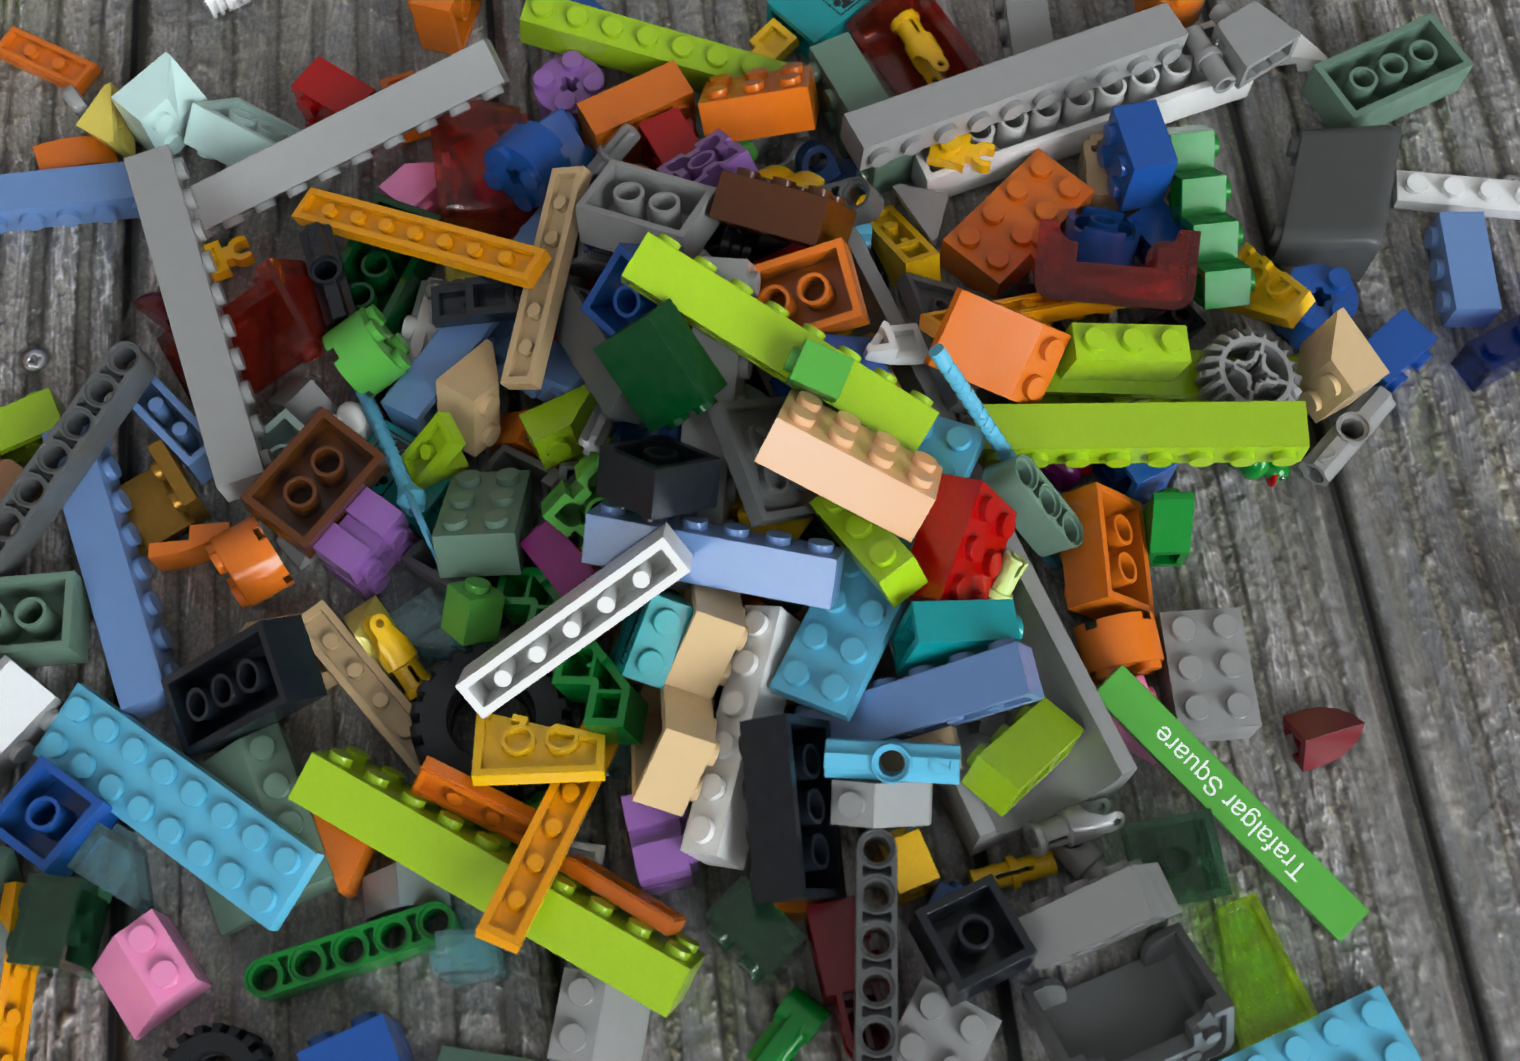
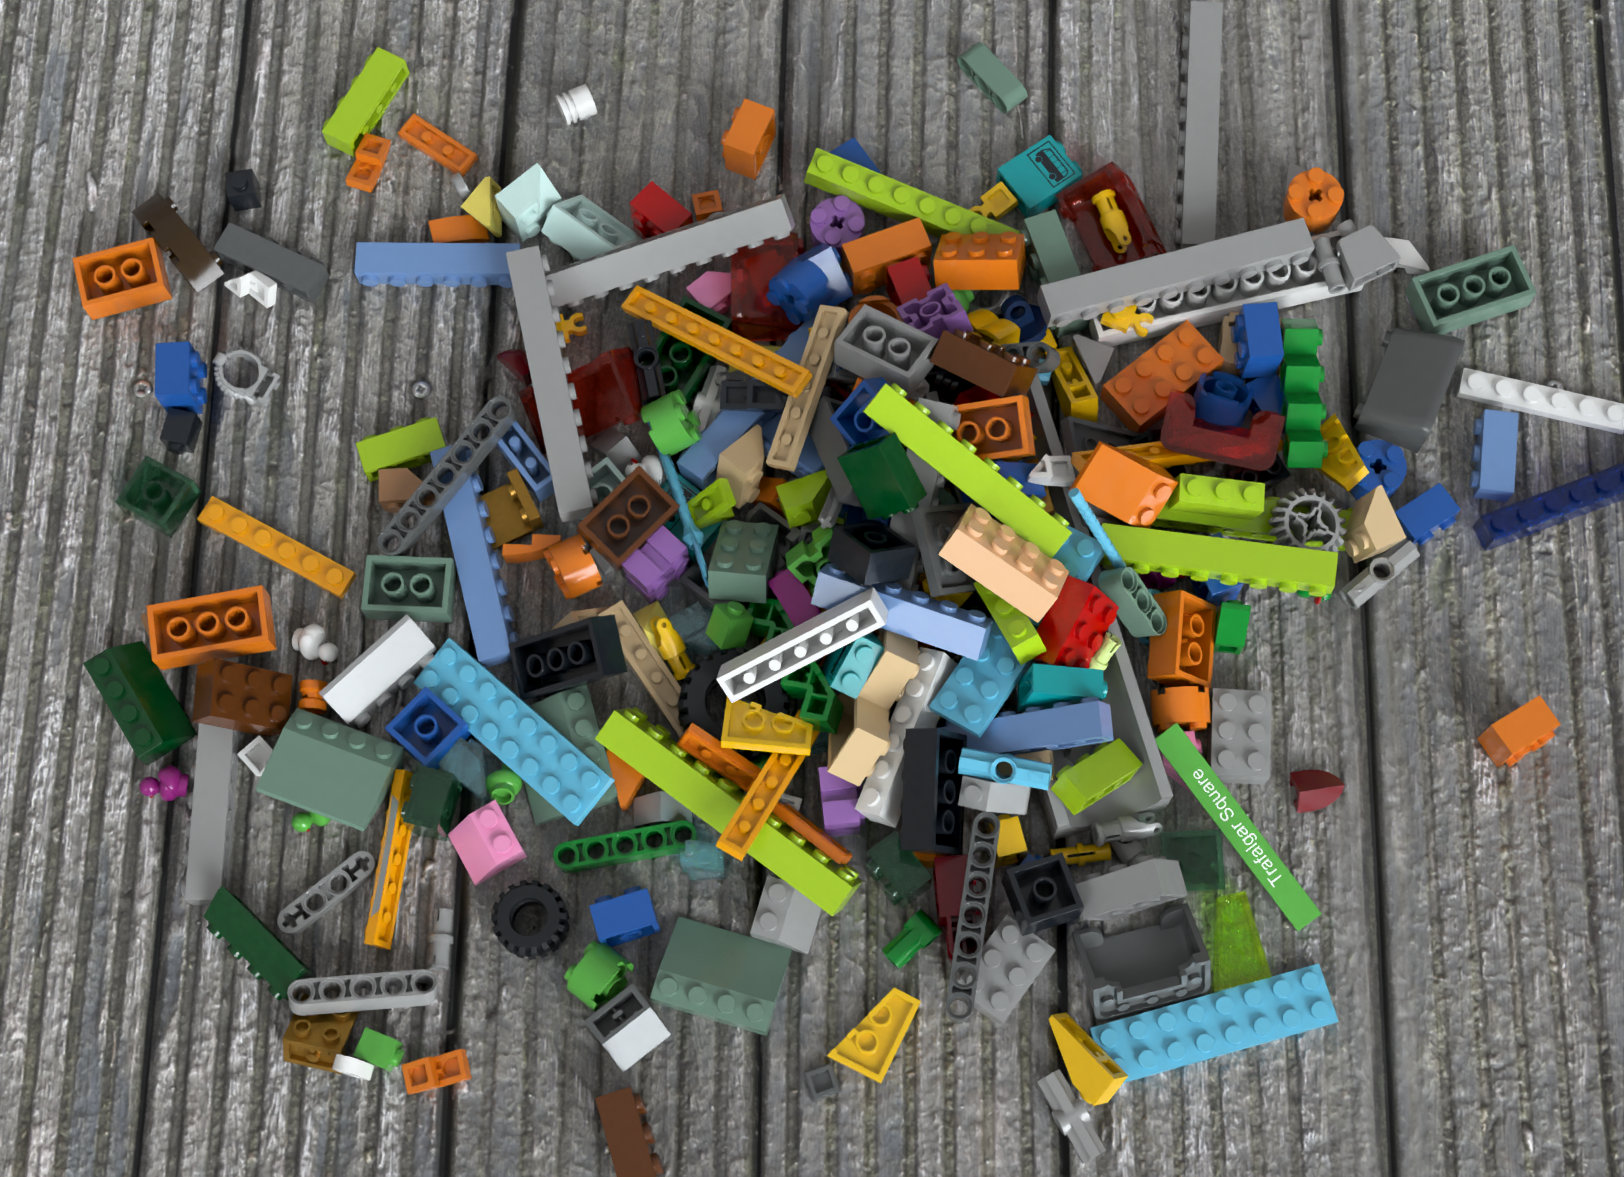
camera: 10 degrees right, 5 degrees up
(167, 885) = (503, 785): none -> bright green animal
(615, 149) = (862, 288): light grey axle -> none
(818, 370) = (990, 495): bright green brick -> none

